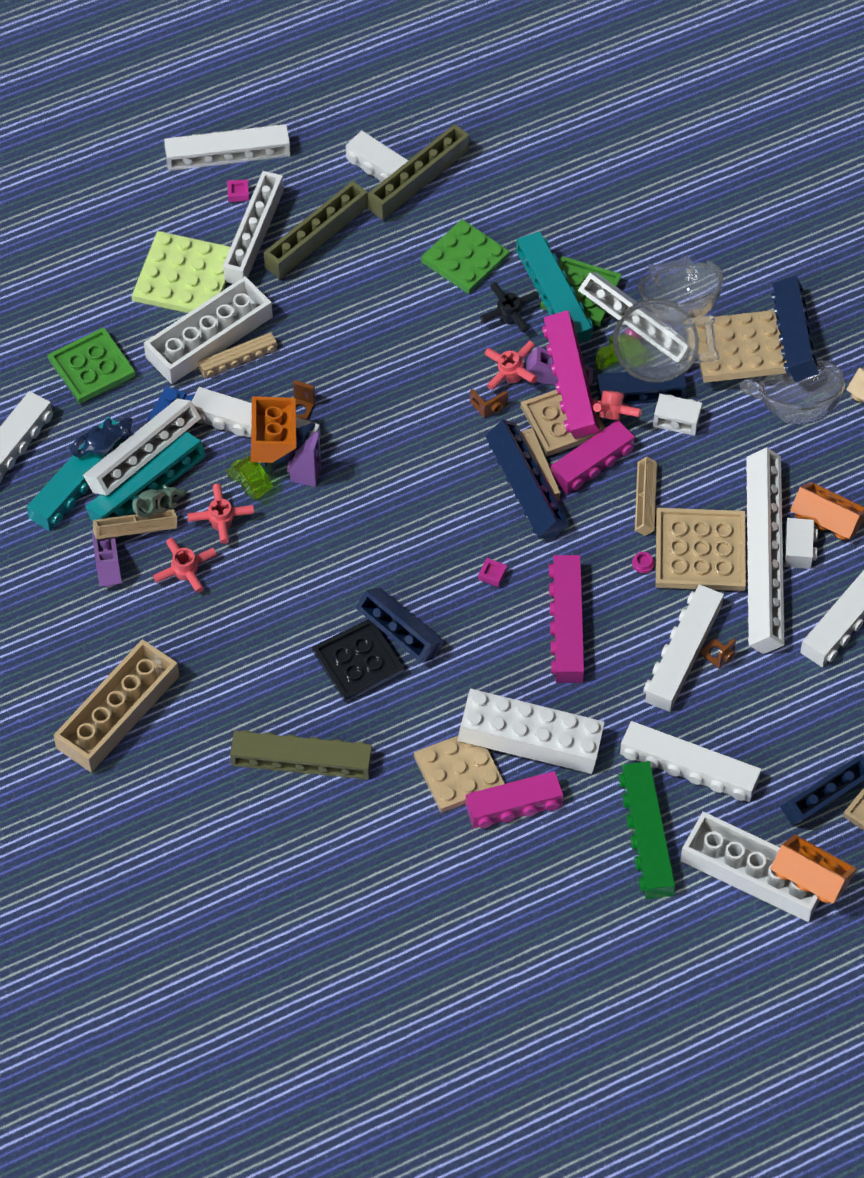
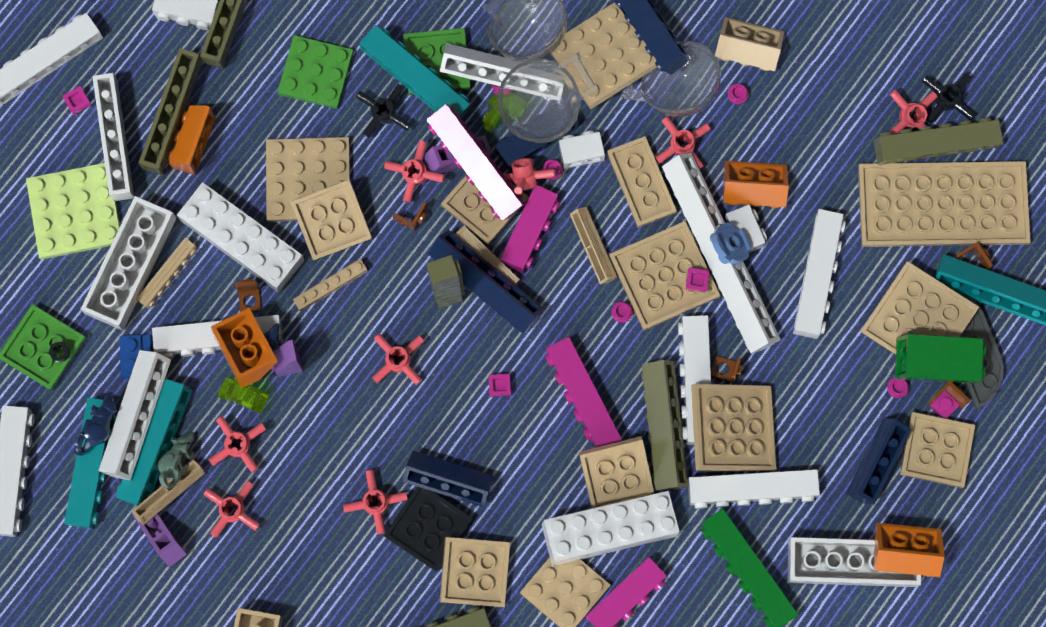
camera: 25 degrees left, 20 degrees up
(105, 378) = (54, 356): none -> black bush
(317, 622) = (368, 498): none -> coral bar
(321, 353) = (240, 237): none -> white brick
(323, 259) = (192, 139): none -> orange slope
(380, 426) = (330, 285): none -> tan piece
(380, 713) = (474, 572): none -> tan plate
(409, 336) = (302, 168): none -> tan plate
(409, 509) = (398, 351): none -> coral bar
(412, 370) = (331, 219): none -> tan plate
(487, 445) = (446, 281): none -> olive brick
(564, 682) = (616, 472): none -> tan plate
(632, 669) = (664, 425): none -> olive brick
(642, 423) = (553, 164): none -> dark pink plate
(697, 696) = (733, 427): none -> tan plate
(720, 464) = (641, 182): none -> tan plate
(729, 560) = (697, 280): none -> dark pink plate
(776, 538) = (726, 252): none -> medium blue plate
(779, 443) = (683, 135): none -> coral bar
(853, 431) = (738, 93): none -> dark pink plate

